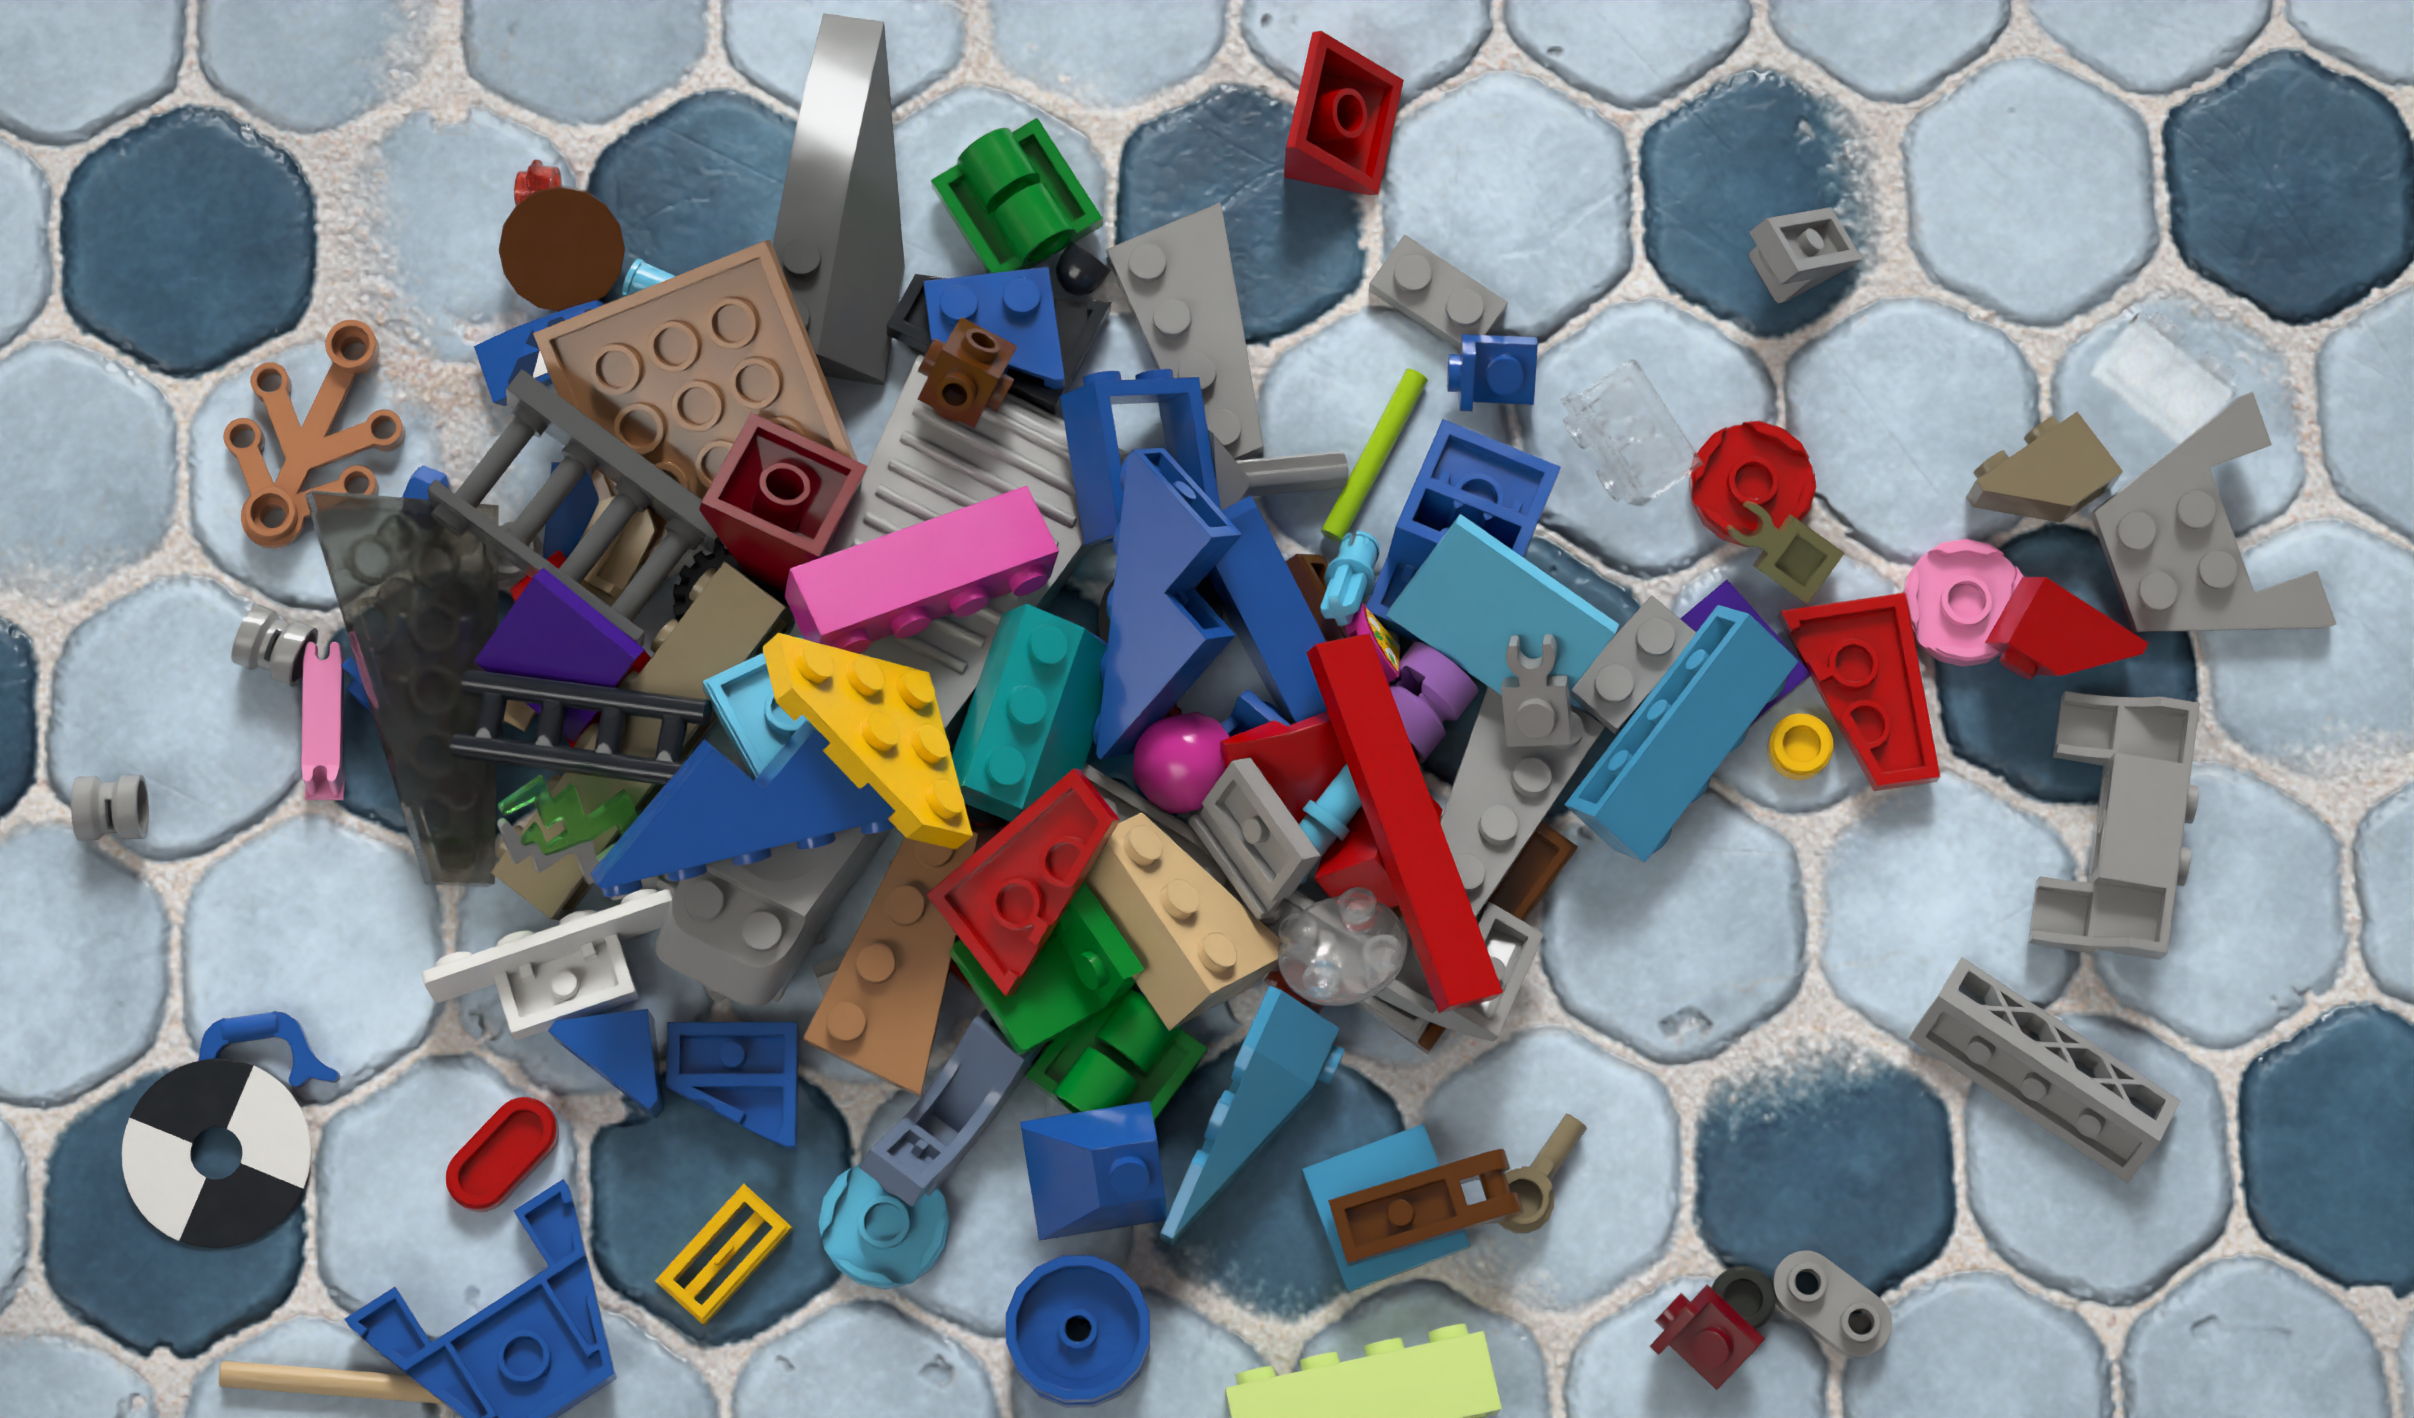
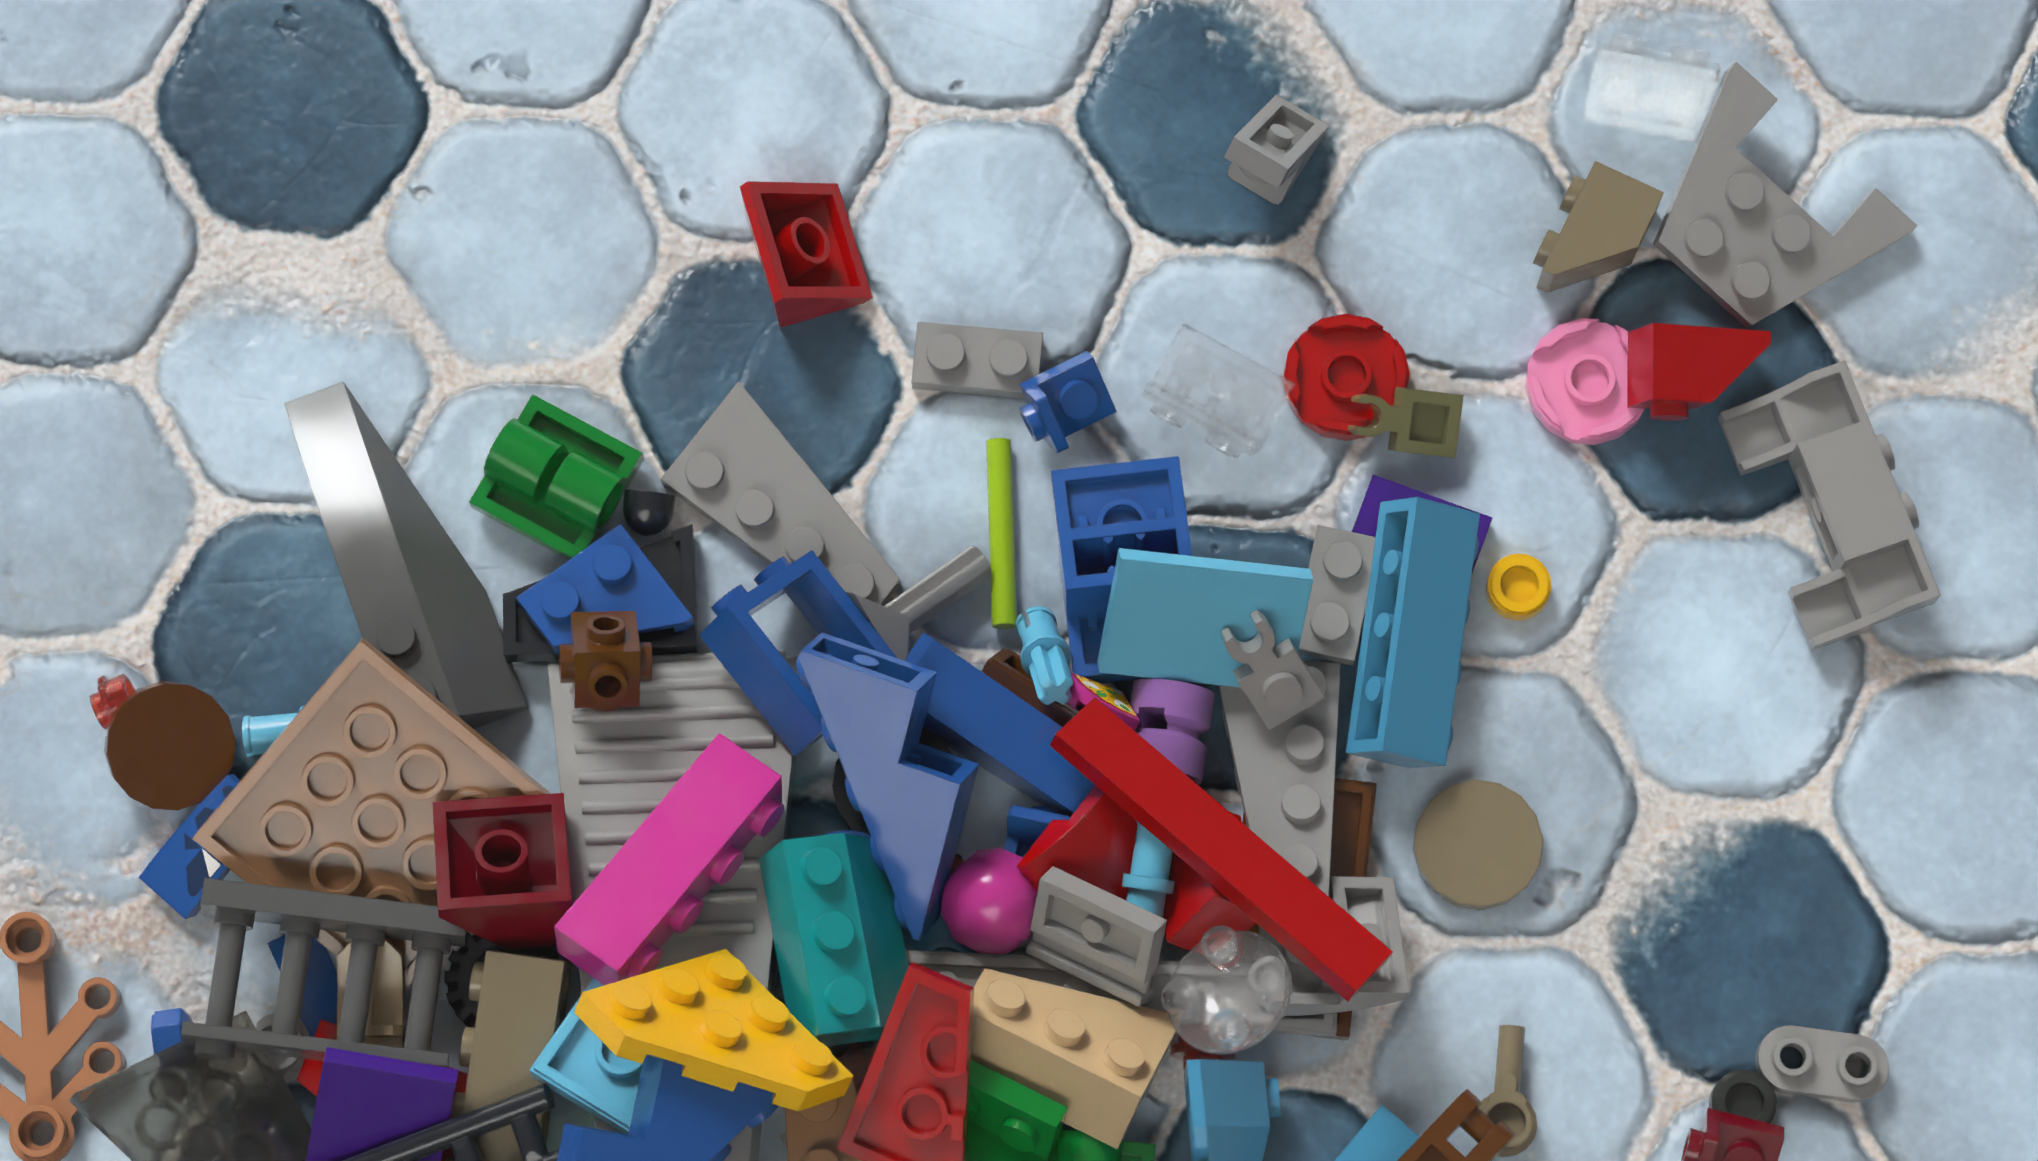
camera: 25 degrees left, 0 degrees up
(1636, 948) = (1477, 844): none -> dark tan tile
(1871, 683) = (1549, 498): red wing -> none
(2041, 1075) = (1890, 762): light grey fence -> none

